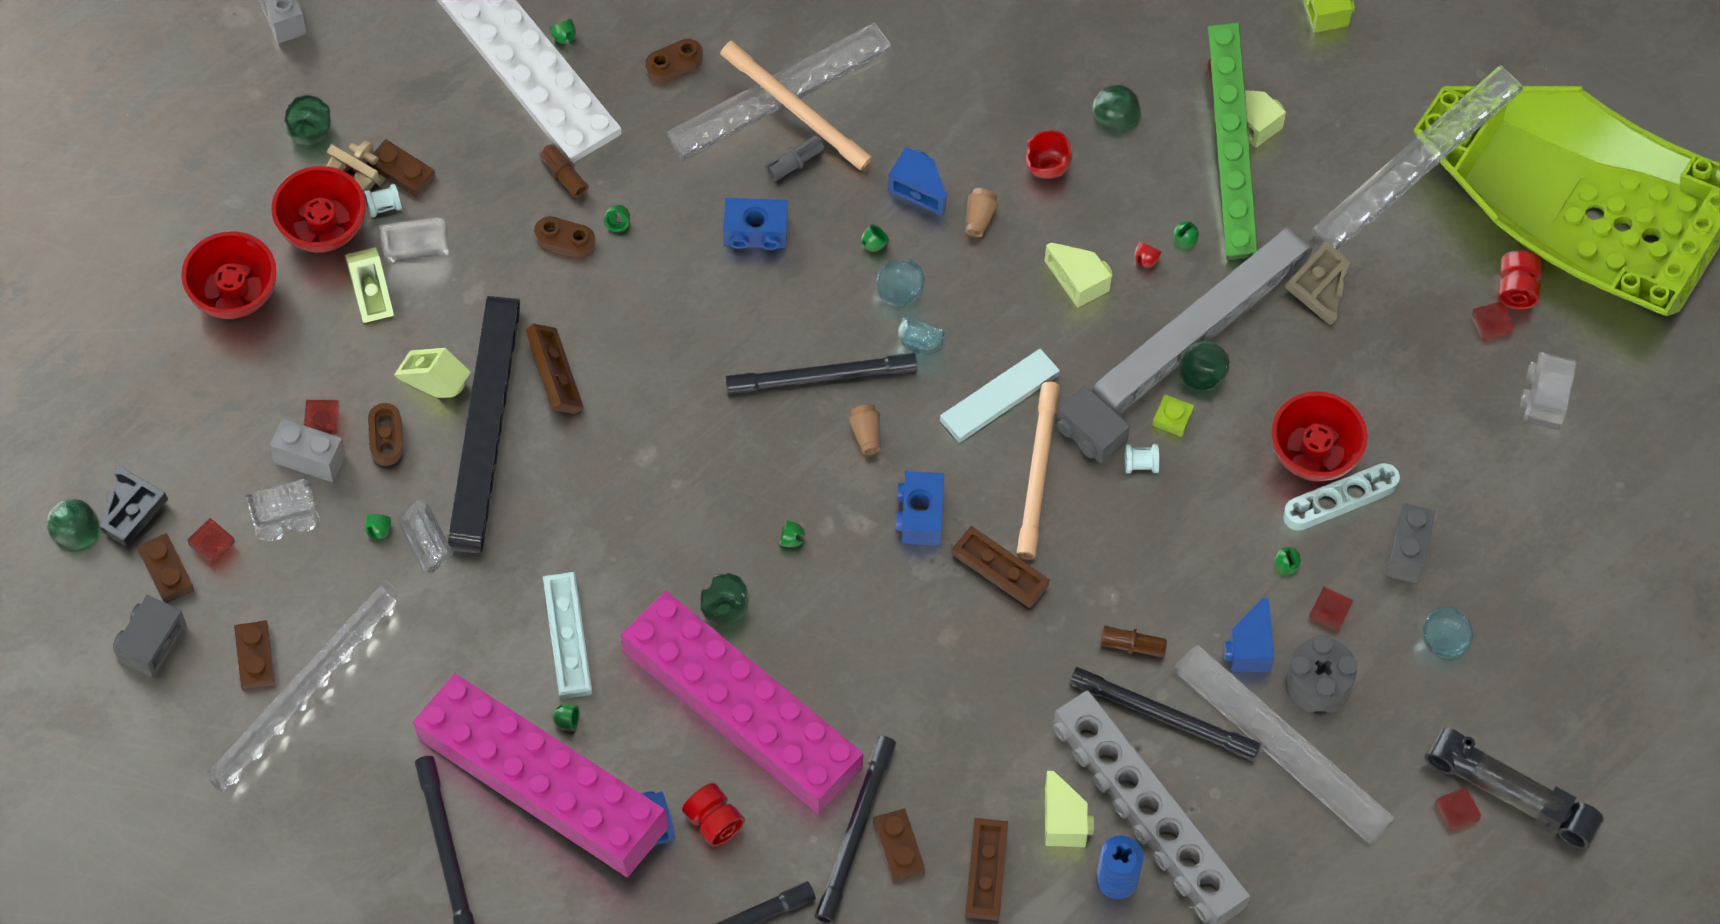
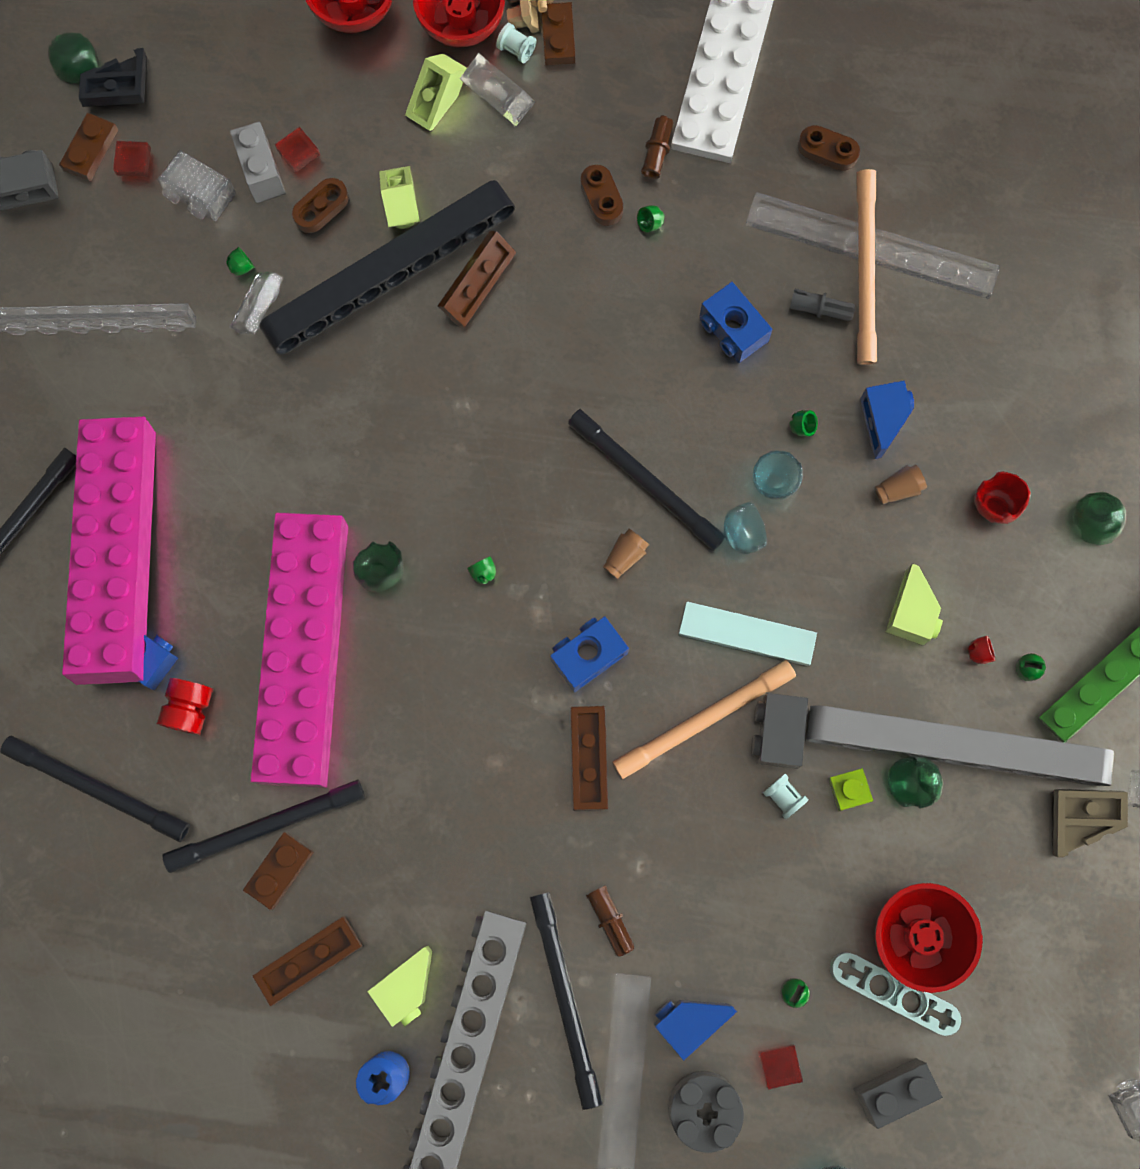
camera: 55 degrees right, 15 degrees up
(254, 655) = (67, 264): reddish brown plate -> none
(563, 31) = (780, 46): green hinge -> none
(566, 717) = (188, 528): green hinge -> none
(567, 635) = (261, 472): light aqua tile -> none

